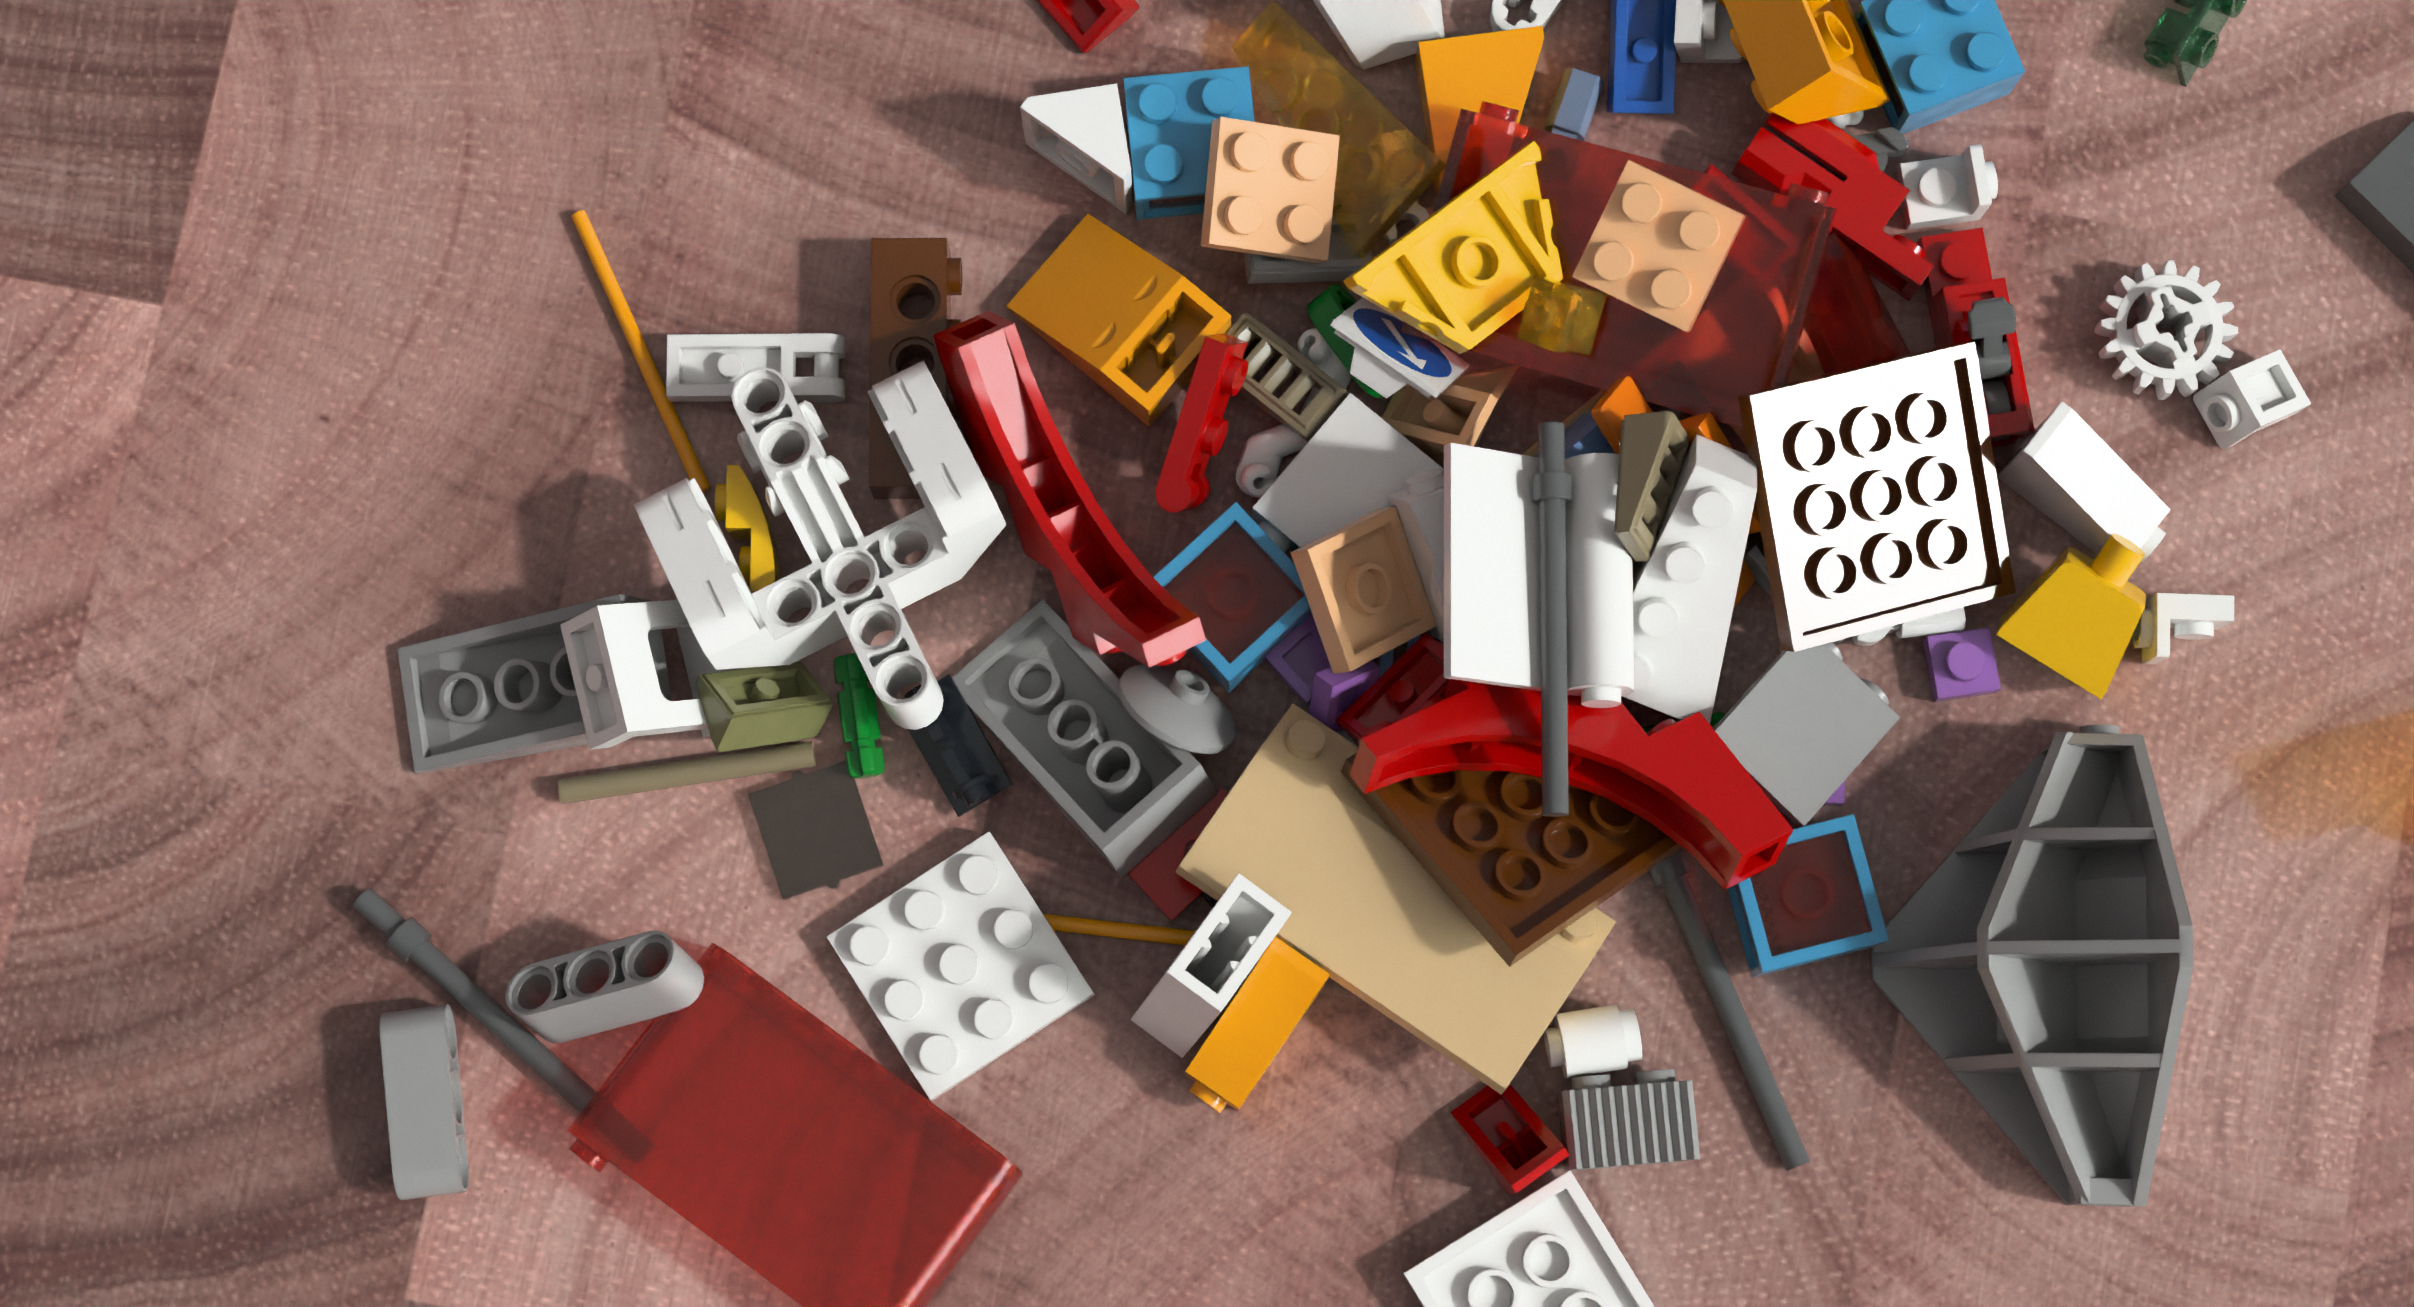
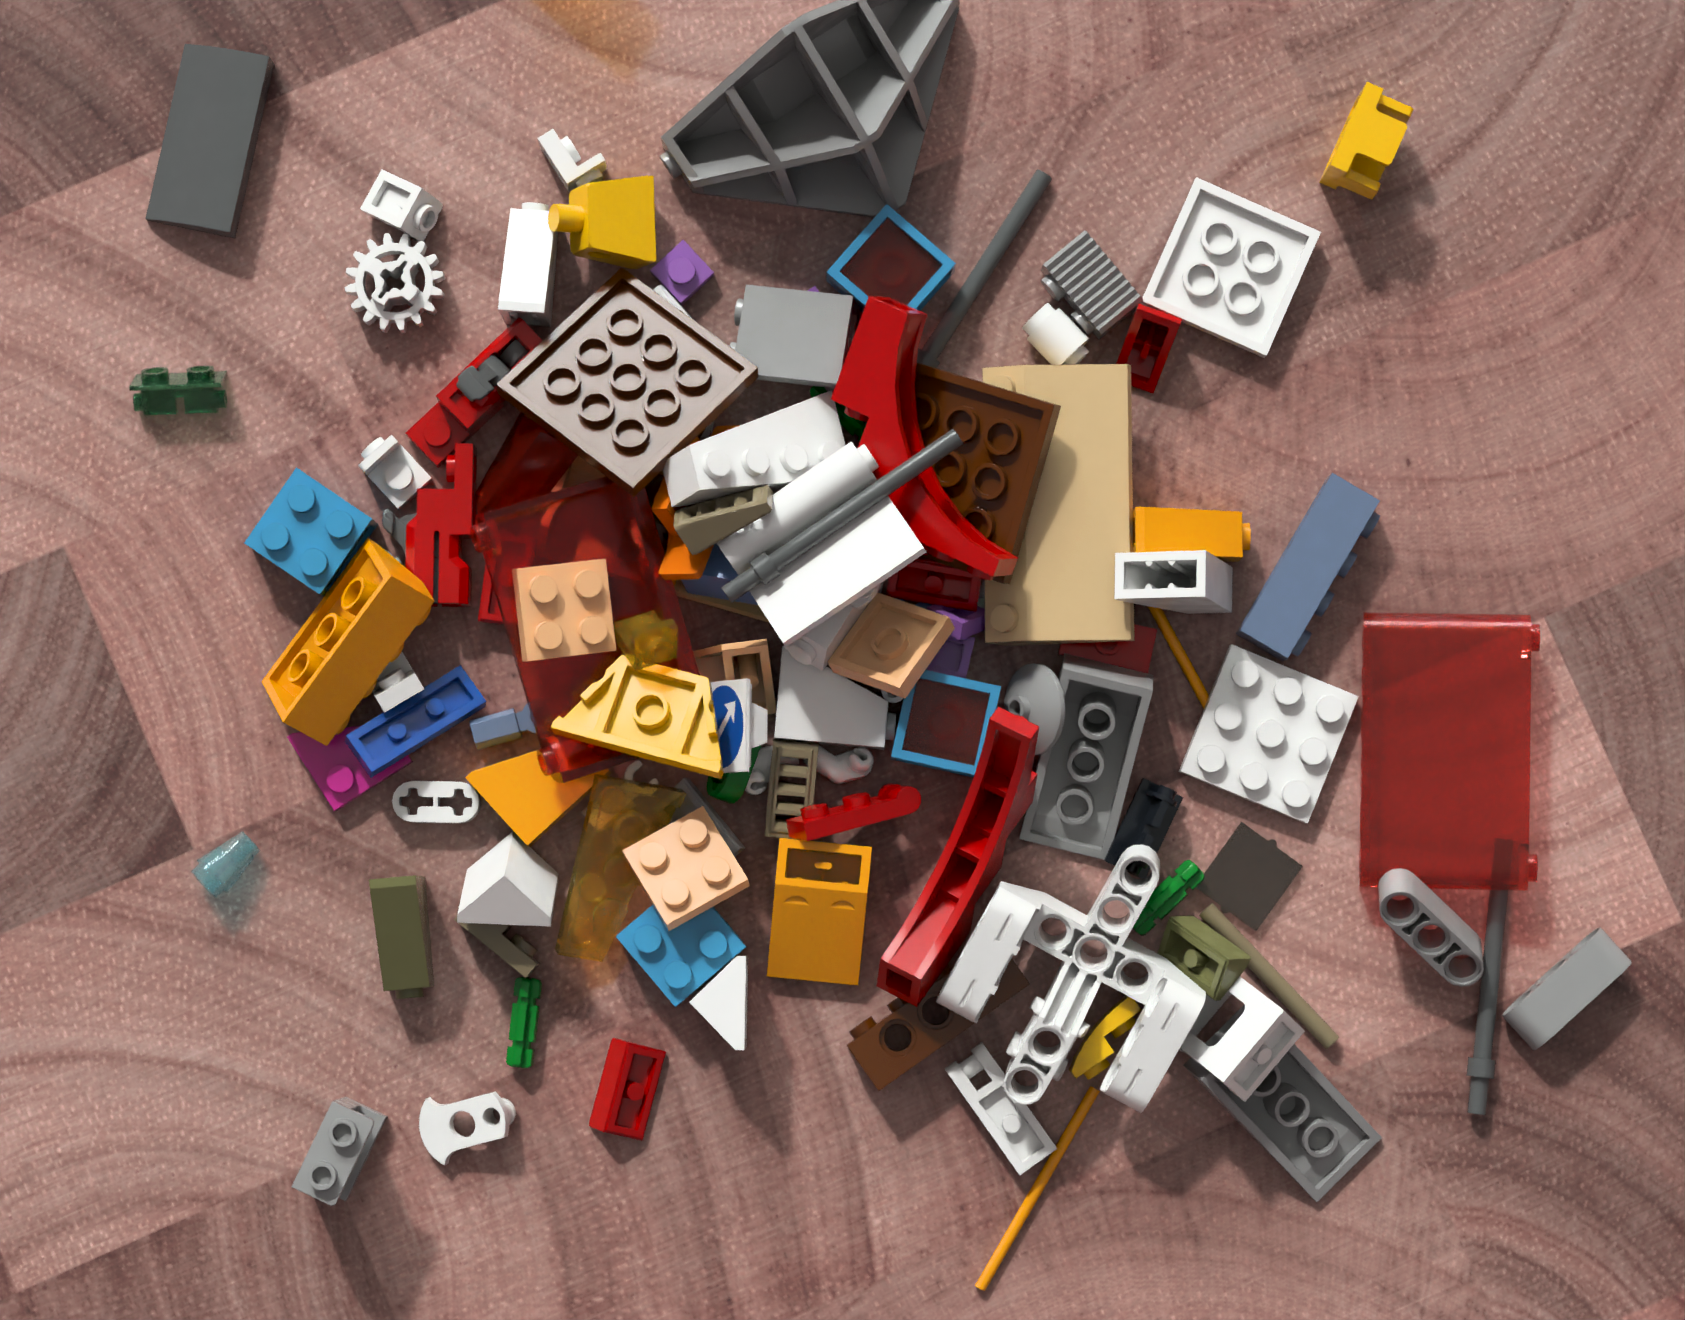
camera: 125 degrees left, 5 degrees up
(1120, 1146) = (1308, 567): none -> sand blue brick

